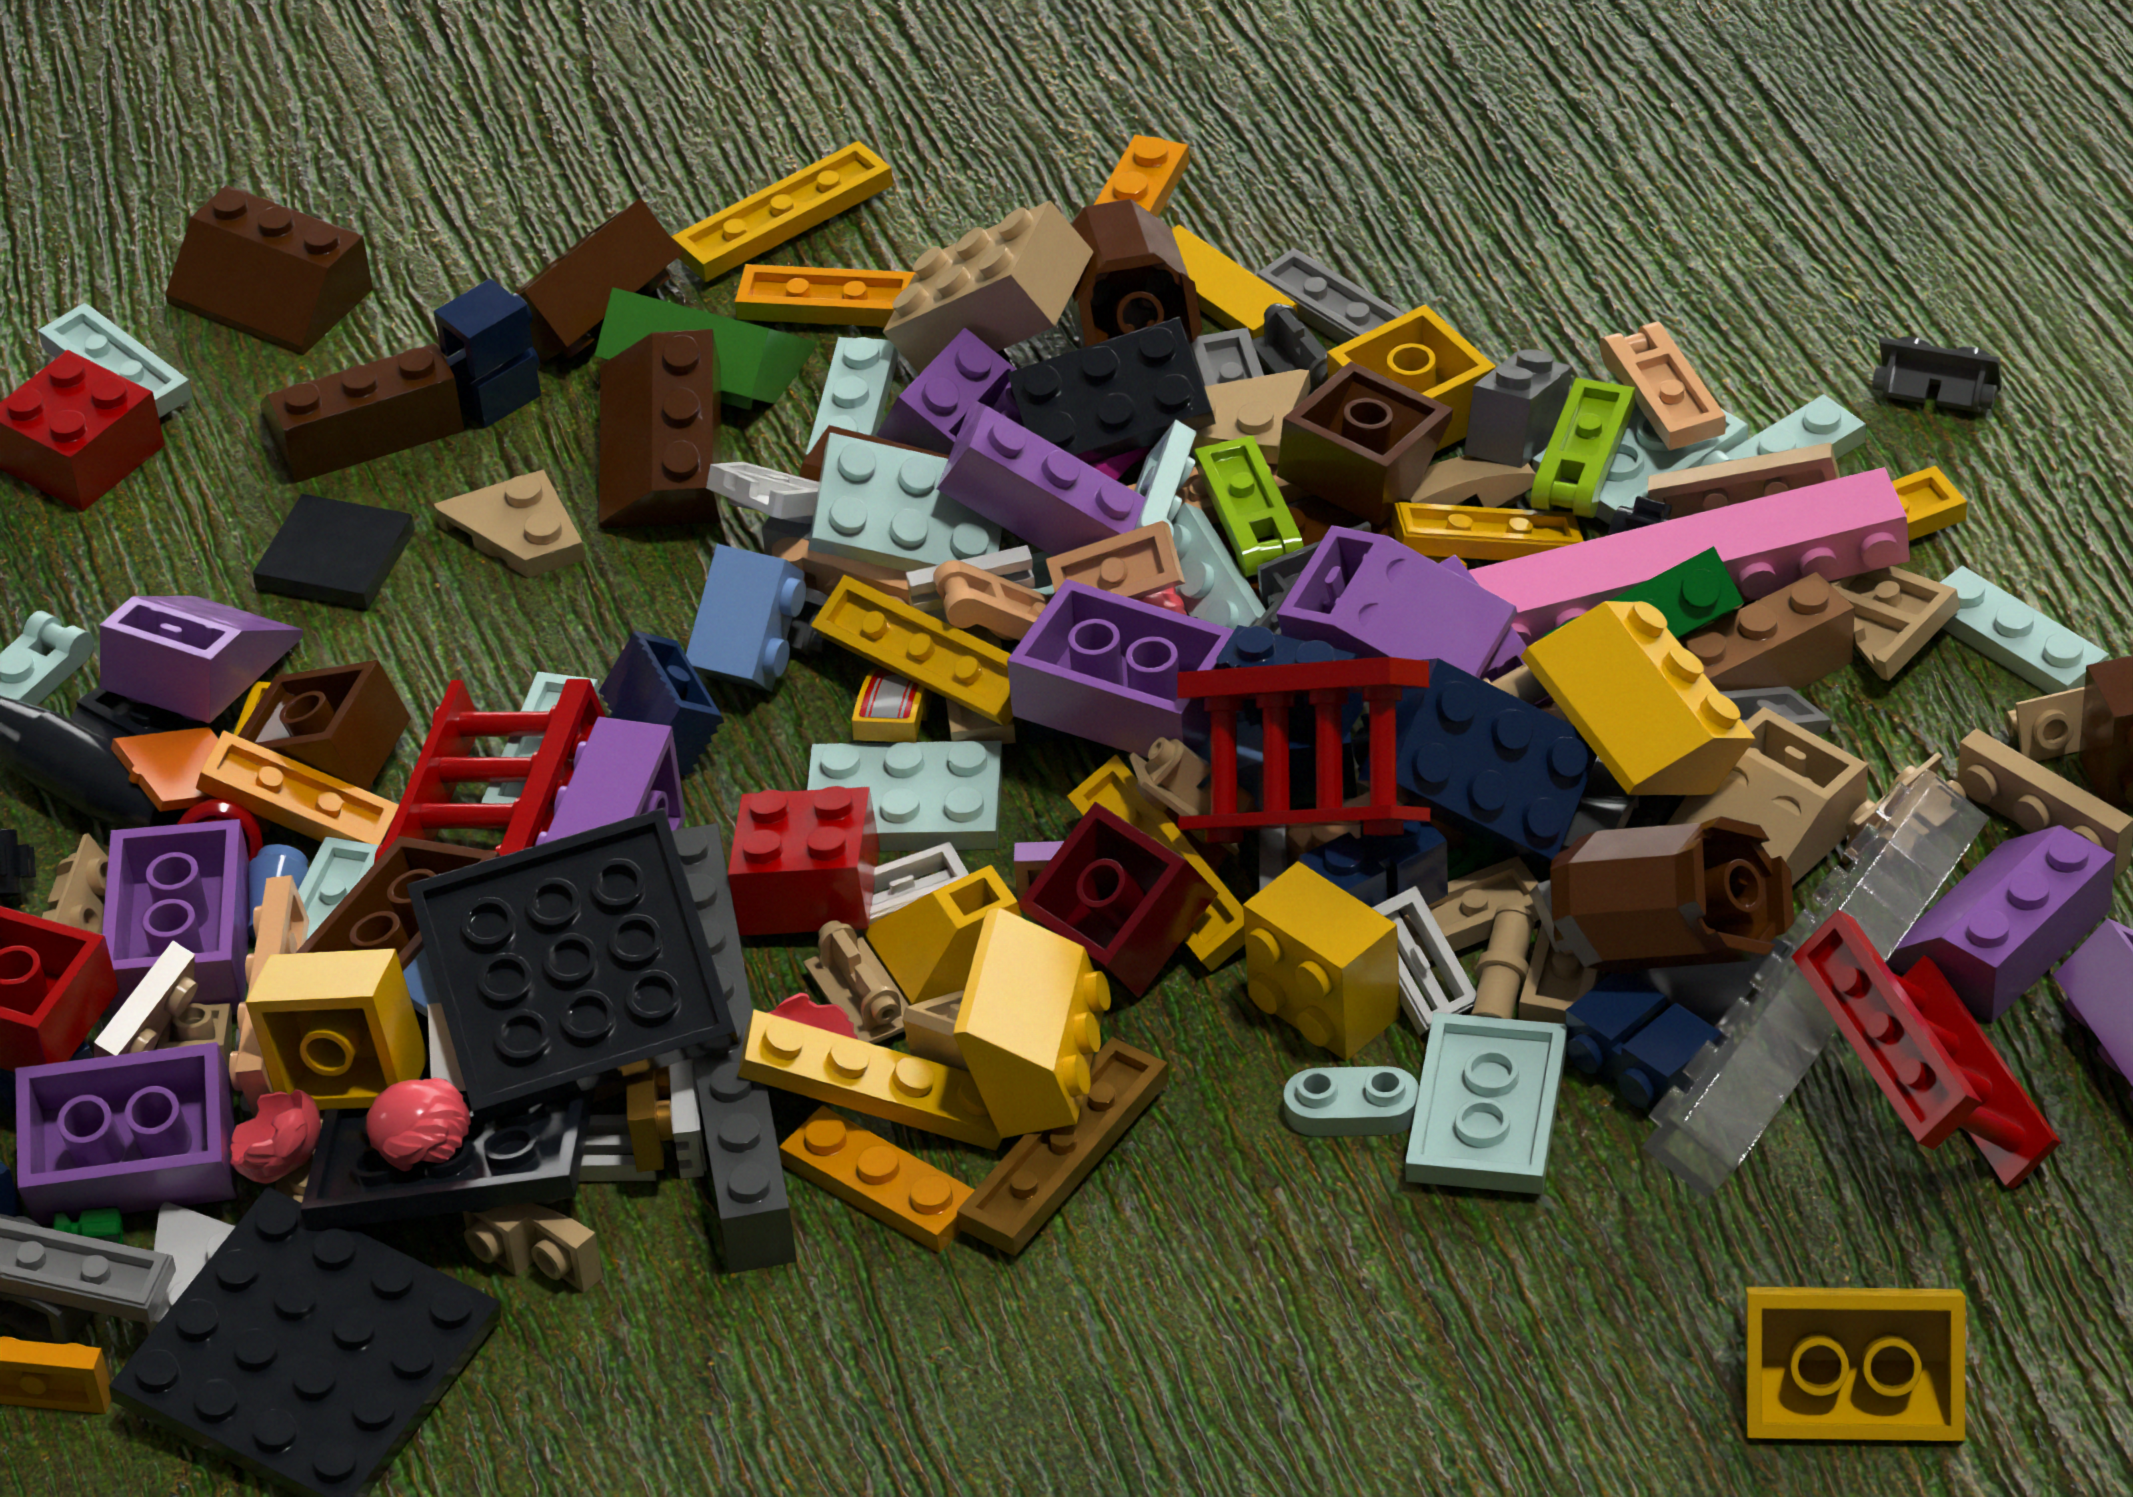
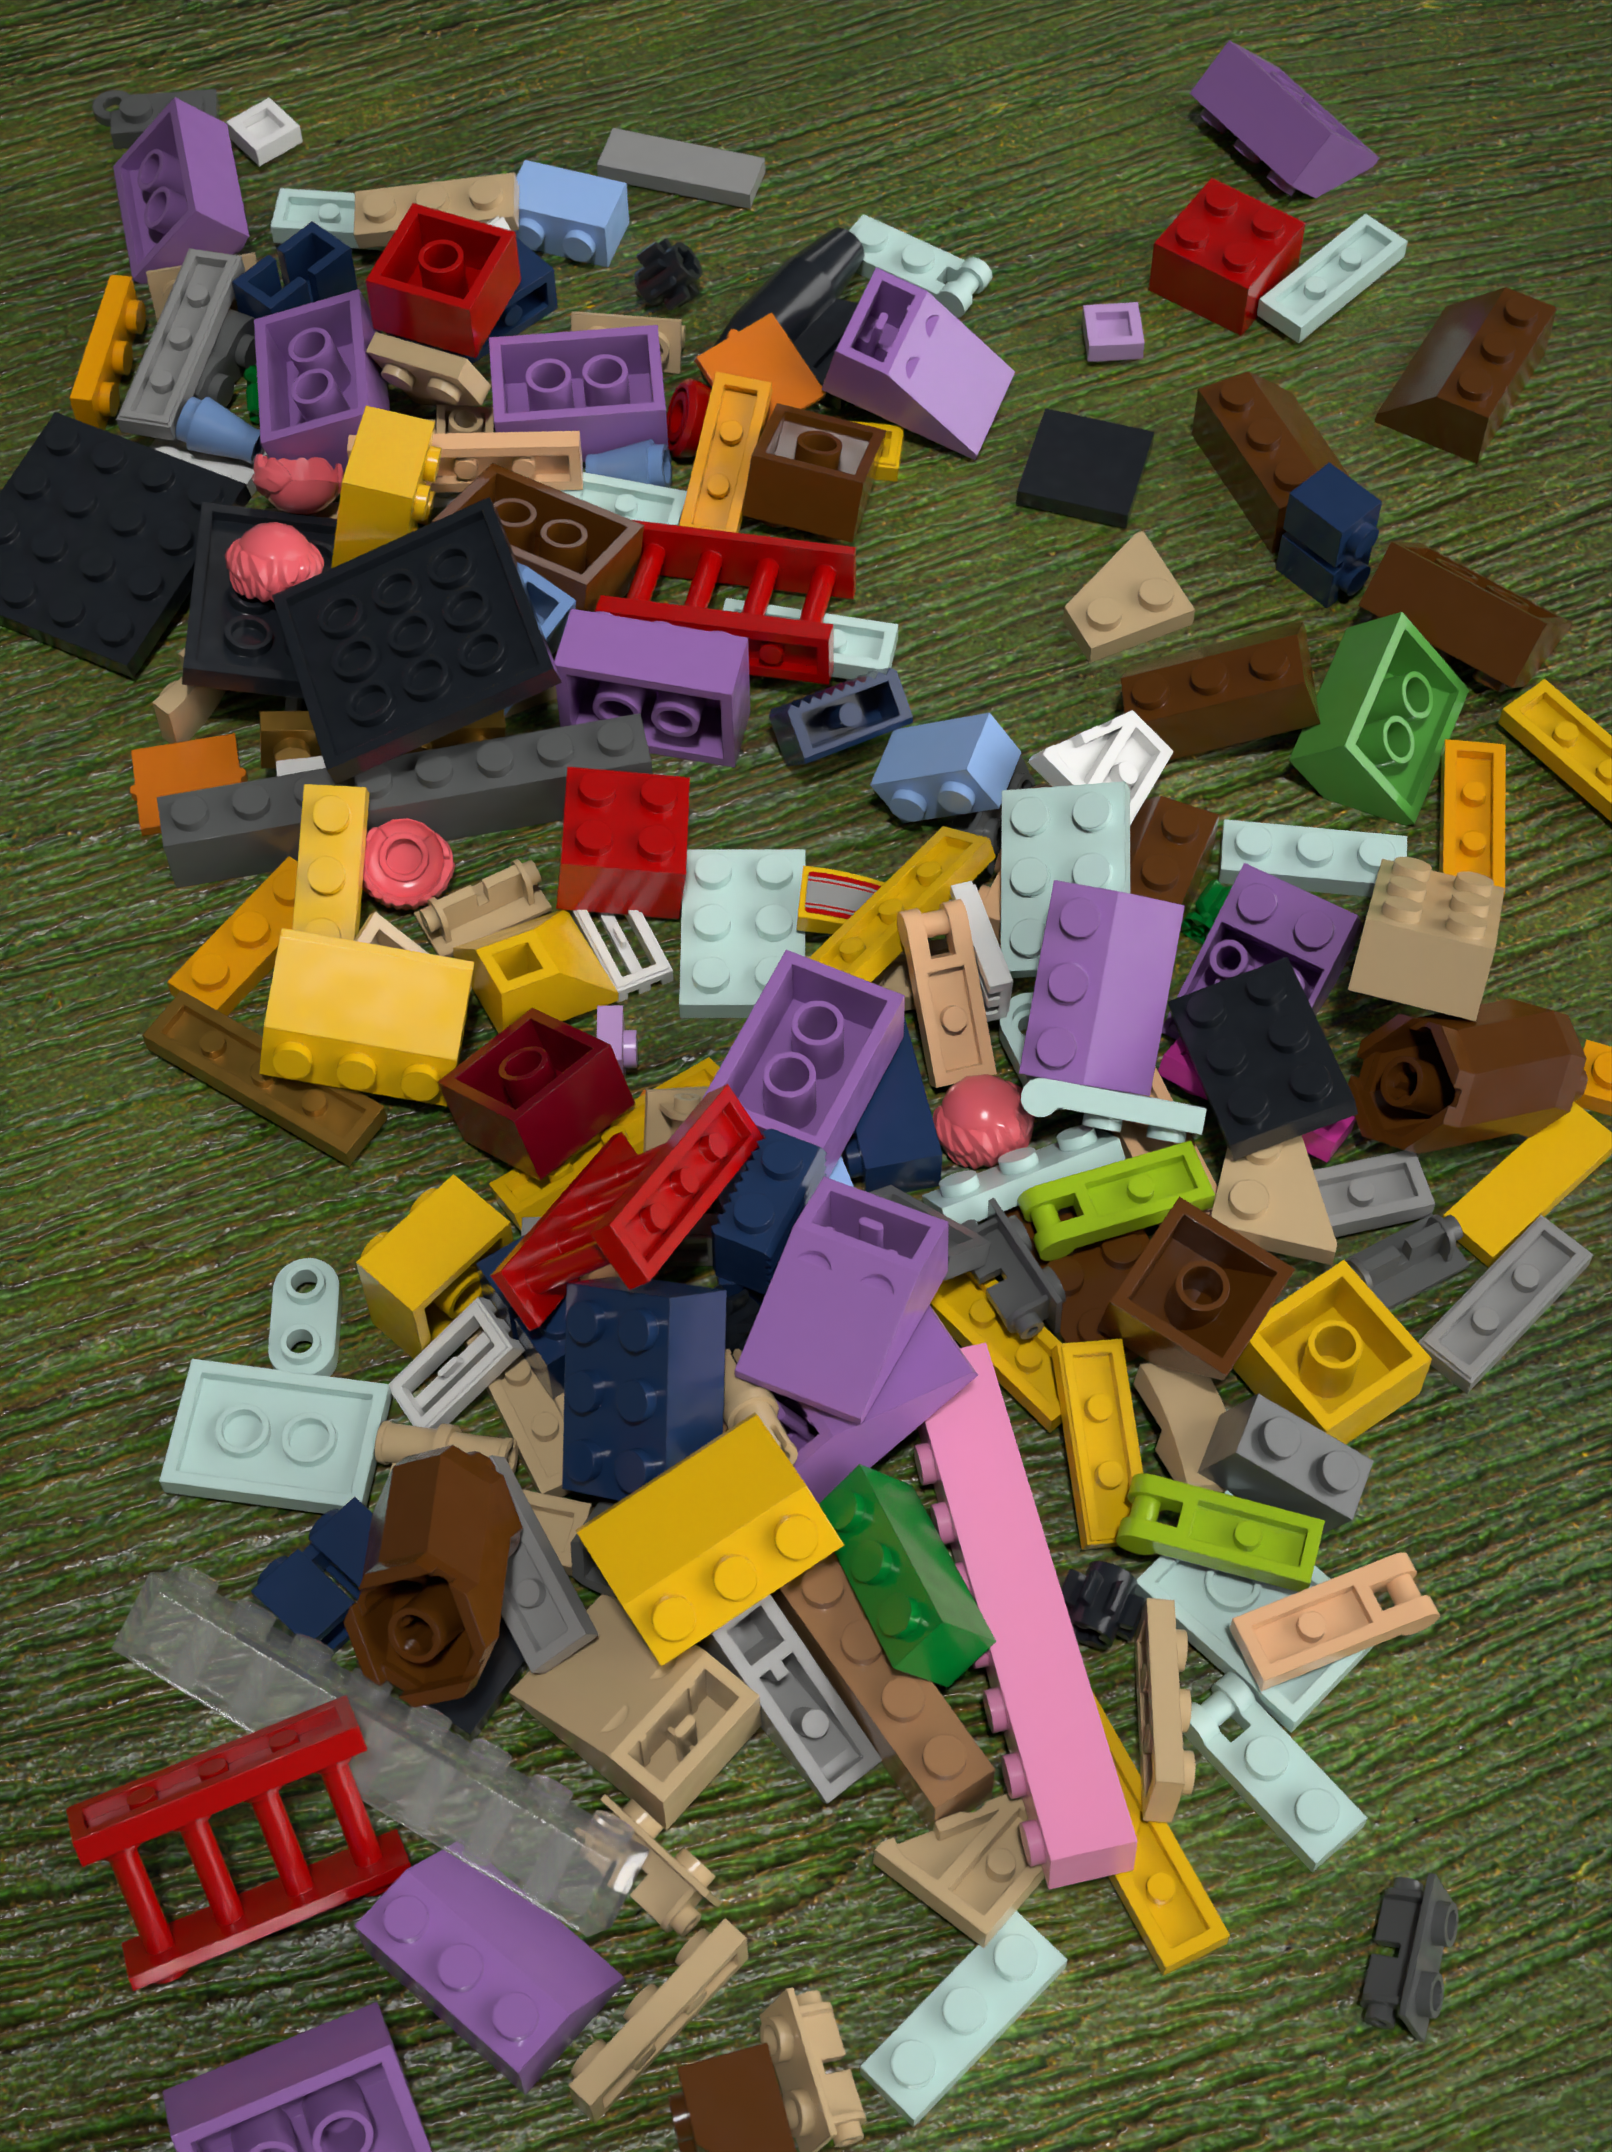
camera: 85 degrees right, 15 degrees up
(154, 522) = (1113, 331): none -> lavender plate
(172, 1224) = (217, 431): none -> medium blue cone
(658, 1257) = (182, 769): none -> orange piece
(1125, 564) = (983, 1067): light nougat plate -> none

